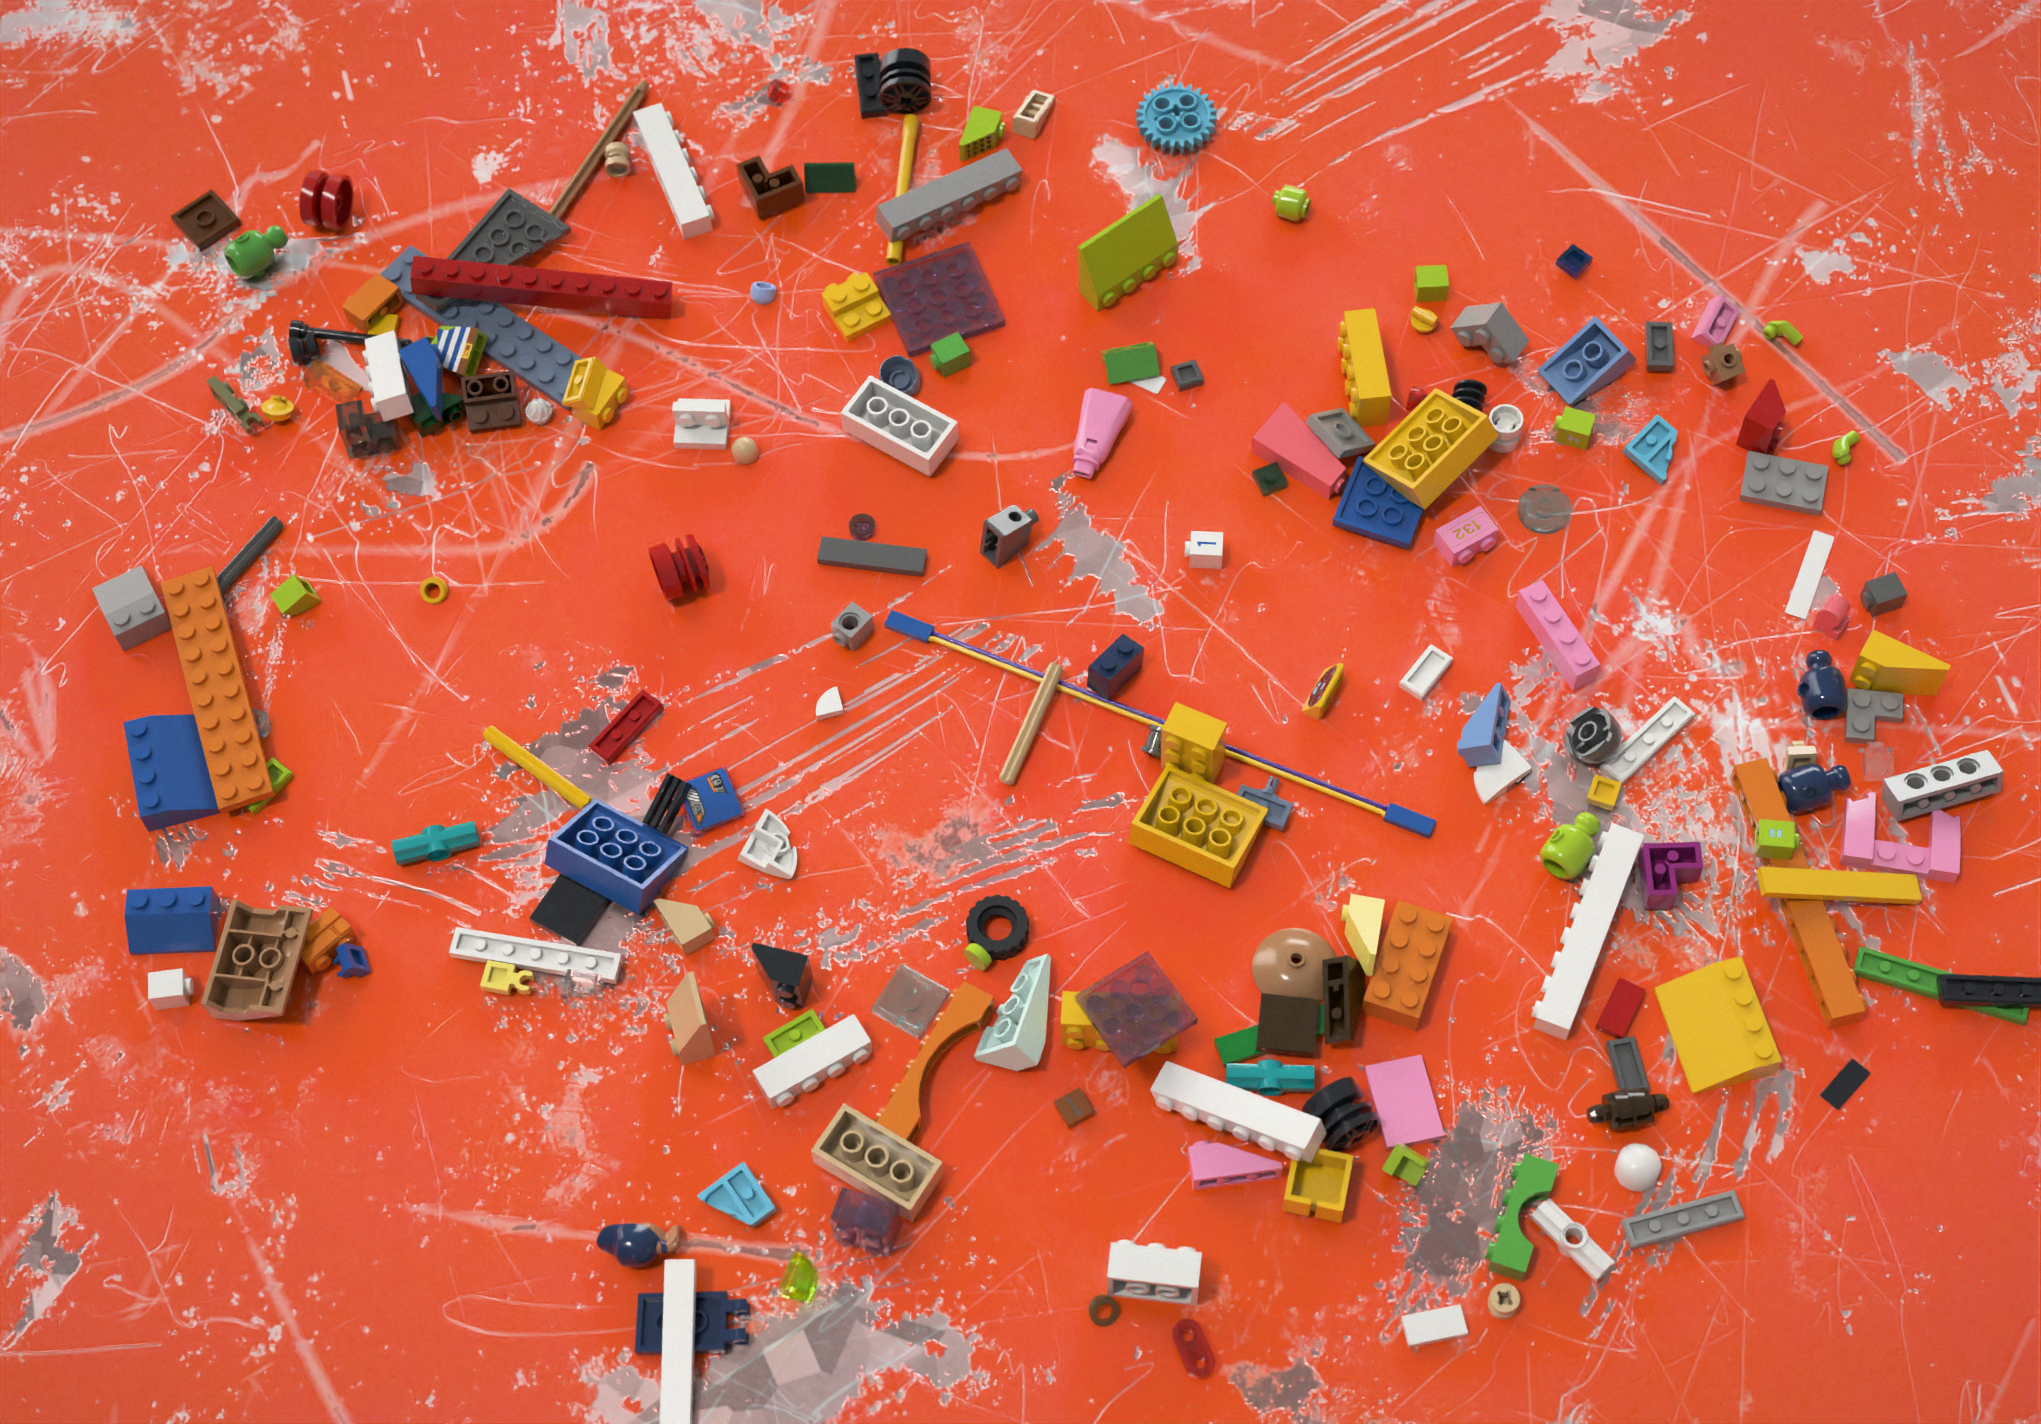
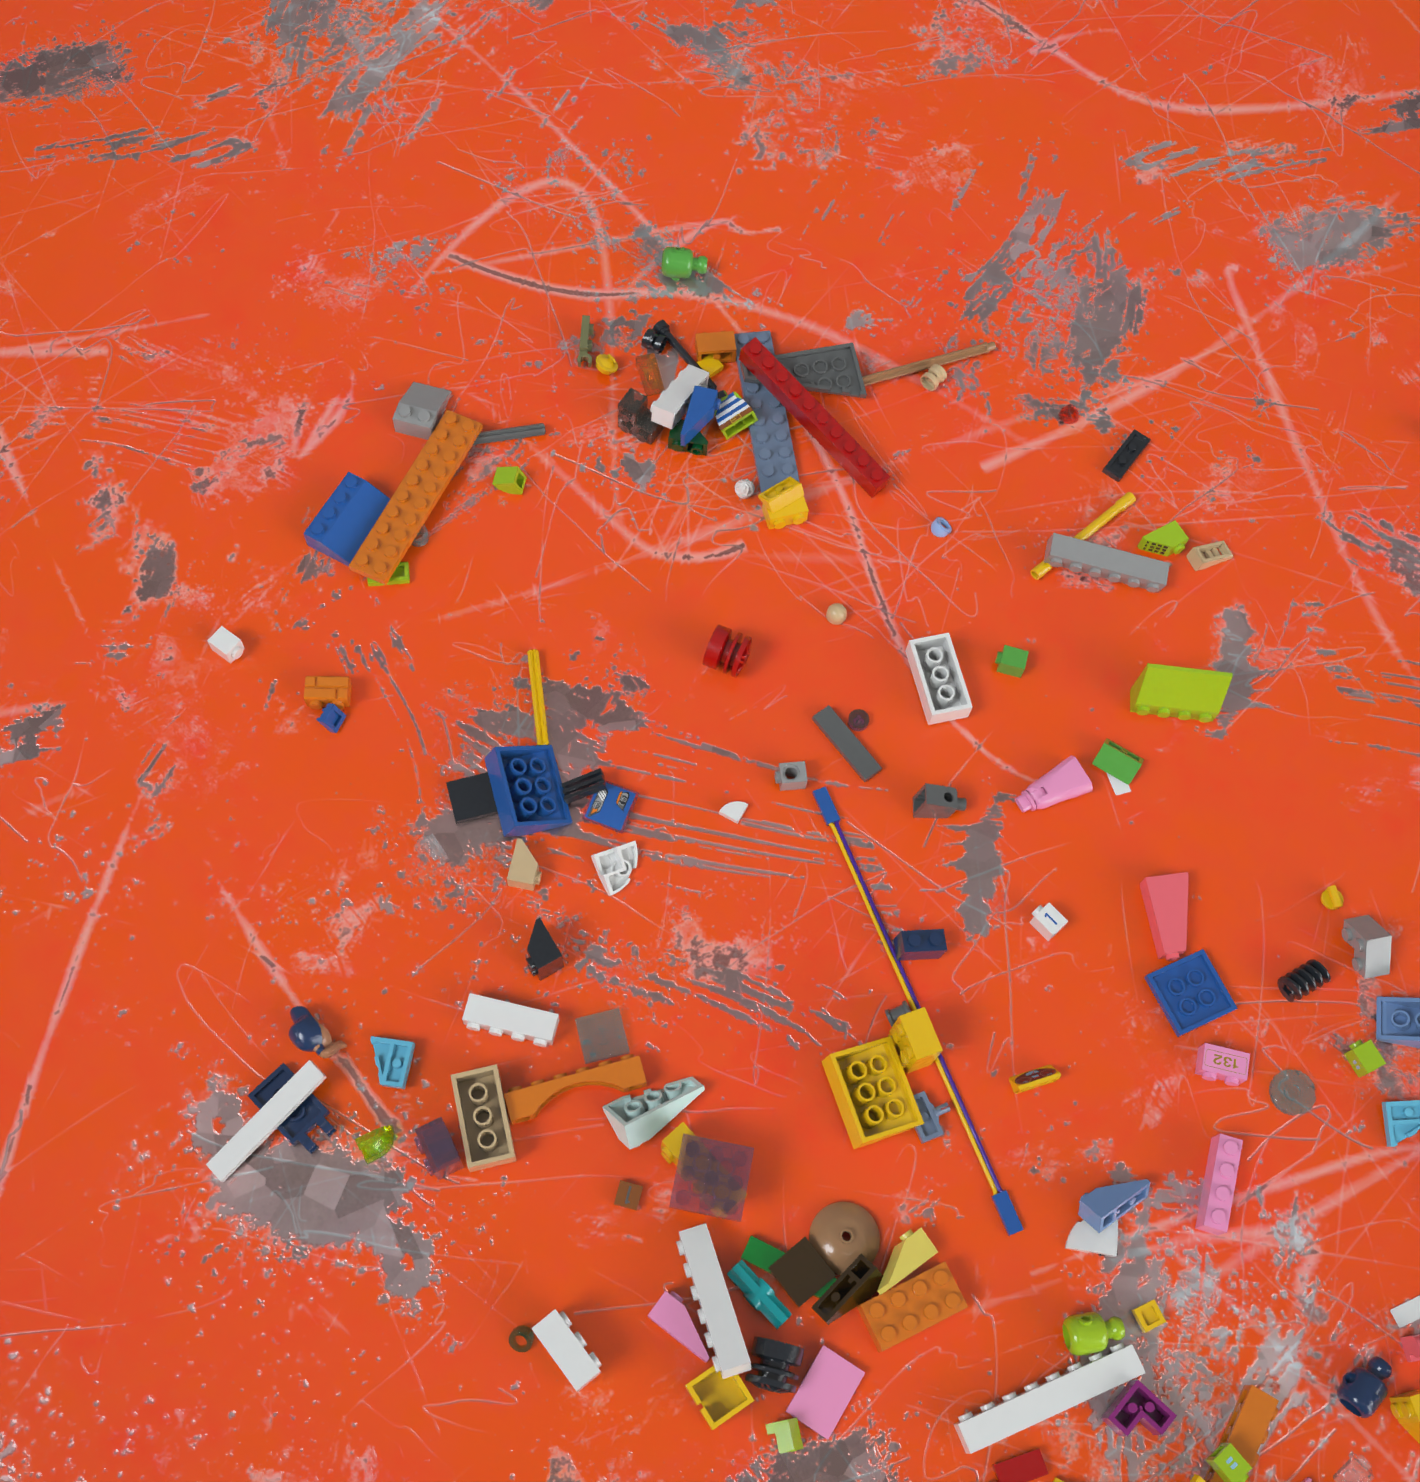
camera: 35 degrees right, 5 degrees up
(171, 920) = (266, 607): blue slope -> none
(206, 220) = (676, 224): reddish brown tile -> none
(256, 961) = (279, 670): medium nougat piece -> none
(326, 200) = (747, 265): red wheel -> none
(424, 589) = (592, 539): yellow piece -> none
(435, 843) = (441, 691): teal piece -> none
(491, 401) = (723, 460): reddish brown brick -> none
(501, 977) = (397, 803): light yellow plate -> none
(534, 954) = (428, 808): white plate -> none
(625, 727) = (609, 718): red tile -> none
(673, 171) = (958, 411): white brick -> none
(688, 1023) = (465, 931): tan slope -> none
(701, 423) = (828, 575): white bracket -> none
(769, 191) = (1002, 470): reddish brown brick -> none
(793, 1033) = (517, 992): lime plate -> none
(830, 177) = (1046, 491): dark green slope -> none
(855, 306) = (986, 582): yellow plate -> none
(900, 374) = (969, 648): sand blue hair -> none
(905, 81) = (1148, 470): black wheel -> none
(938, 298) = (1040, 620): plate -> none
(977, 956) = (664, 1046): lime tile -> none
(1004, 907) = (688, 1057): black tyre -> none
(1031, 723) = (837, 932): tan axle -> none
(1176, 117) = (1296, 633): medium azure gear -> none
(1187, 375) = (1145, 800): dark grey tile -> none
(1193, 1350) = (546, 1419): clear red plate -> none
(1269, 479) = (1133, 912): clear green plate -> none
(1291, 203) = (1318, 749): lime head -> none
(1340, 433) = (1205, 924): light grey plate -> none
(1365, 367) = (1261, 896): yellow brick -> none
(1415, 397) = (1276, 947): clear red piece -> none
(1426, 672) = (1111, 1127): white tile -> none
(1431, 283) = (1360, 879): lime panel -> none
(1431, 447) = (1254, 988): yellow slope -> none
(1508, 425) = (1316, 1016): white wheel -> none
(1593, 735) = (1176, 1274): dark grey cylinder -> none
(1648, 740) = (1211, 1309): white tile -> none
(1799, 755) = (1302, 1421): tan tile -> none
(1811, 786) = (1292, 1448): dark blue piece -> none
(1865, 708) = (1383, 1429): light grey plate -> none

